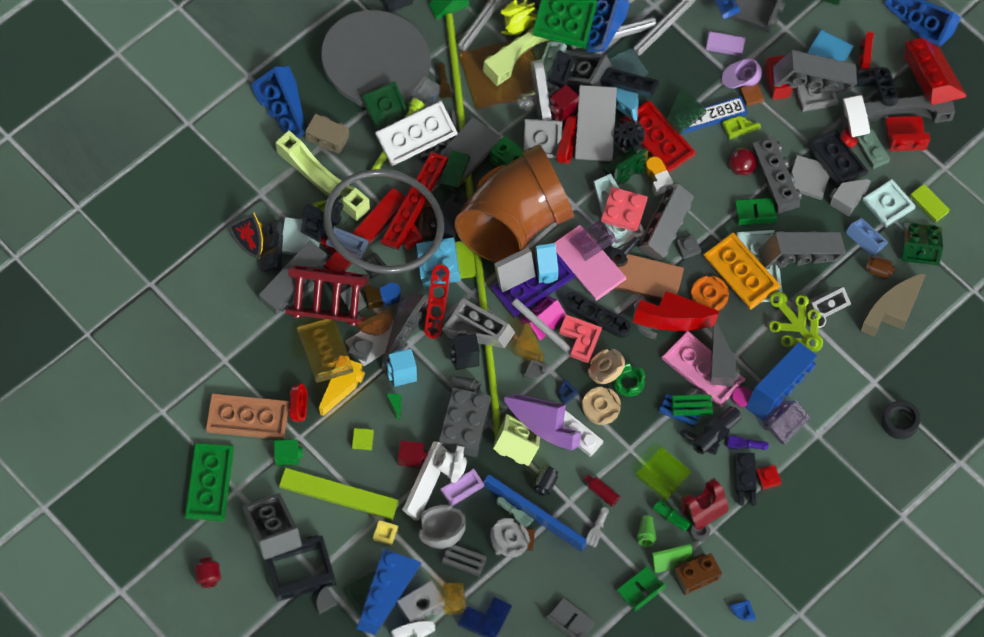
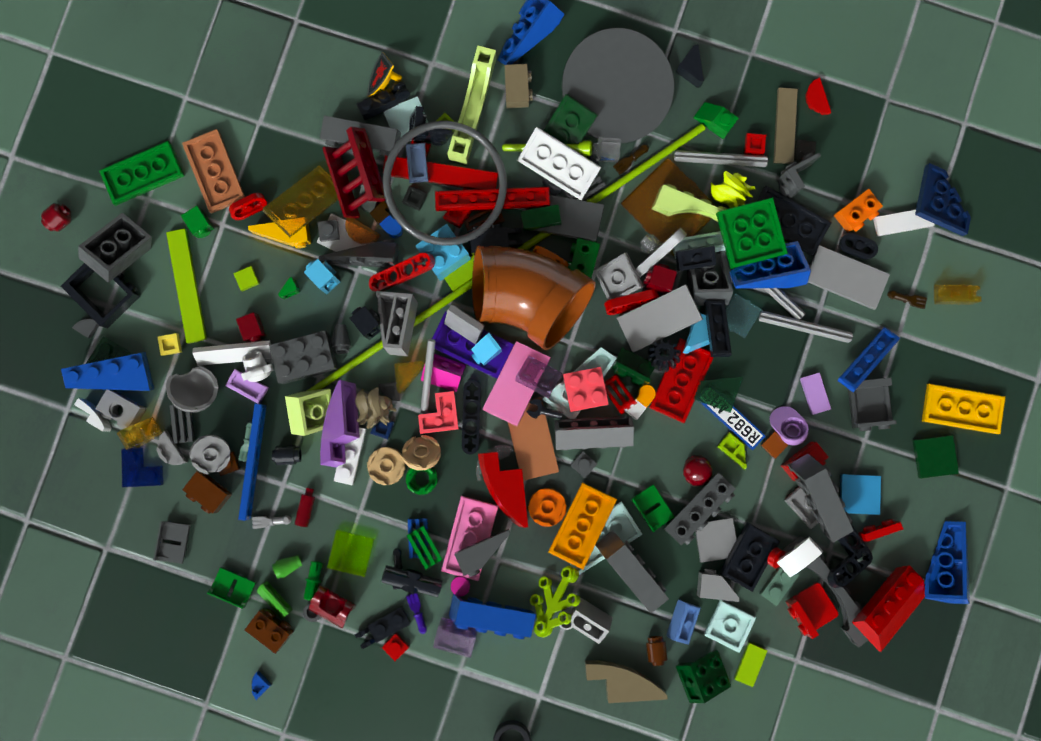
camera: 65 degrees right, 20 degrees up
(483, 584) = (169, 451): none -> light grey tile
(542, 563) = (206, 492): none -> reddish brown brick
(544, 383) = (373, 407): none -> dark tan hair
(646, 192) = (625, 404): none -> red tile

